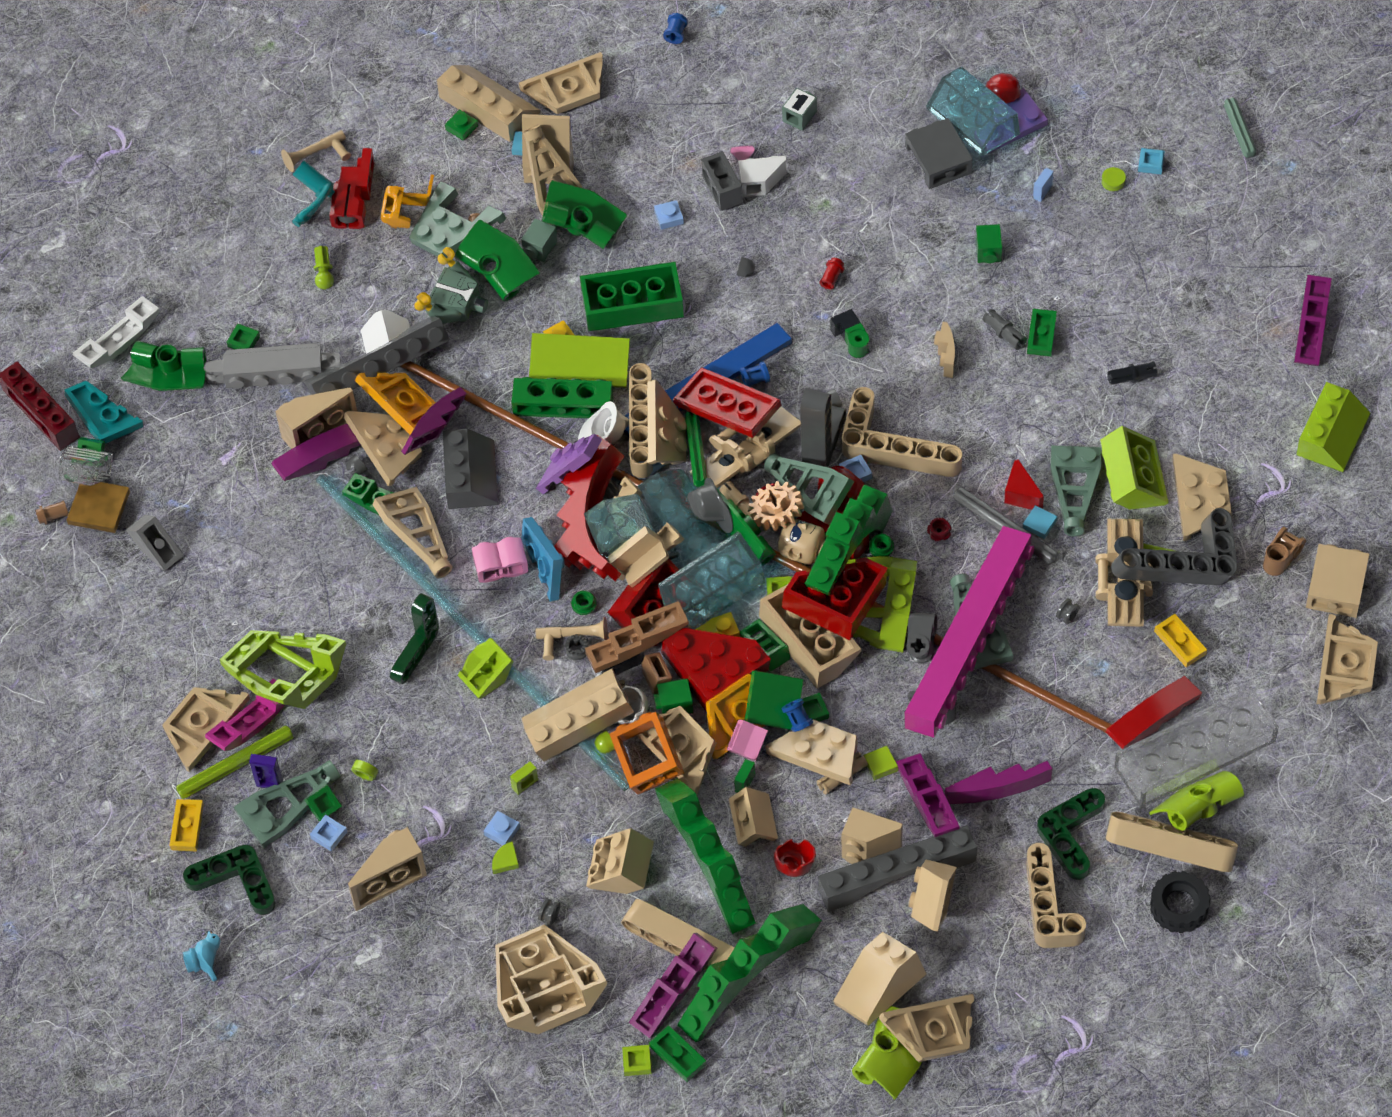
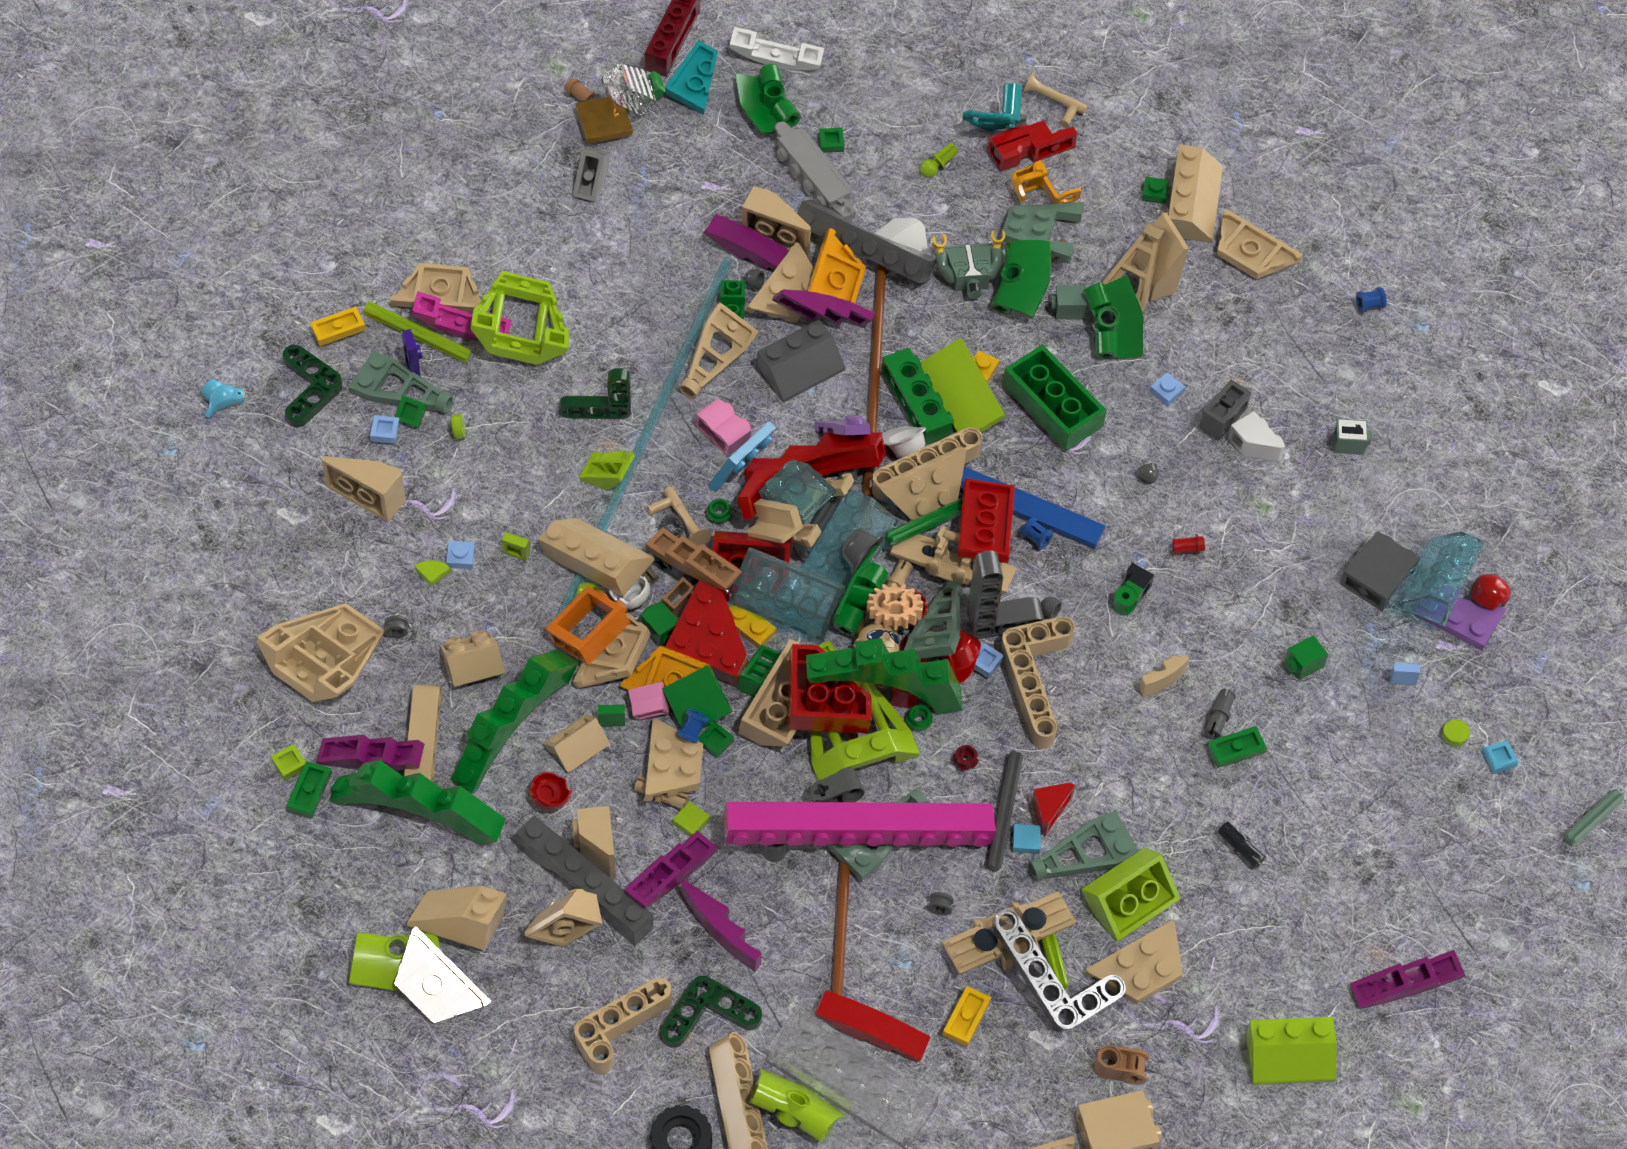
camera: 55 degrees right, 0 degrees up
(742, 152) = (1273, 414): bright pink slope -> none

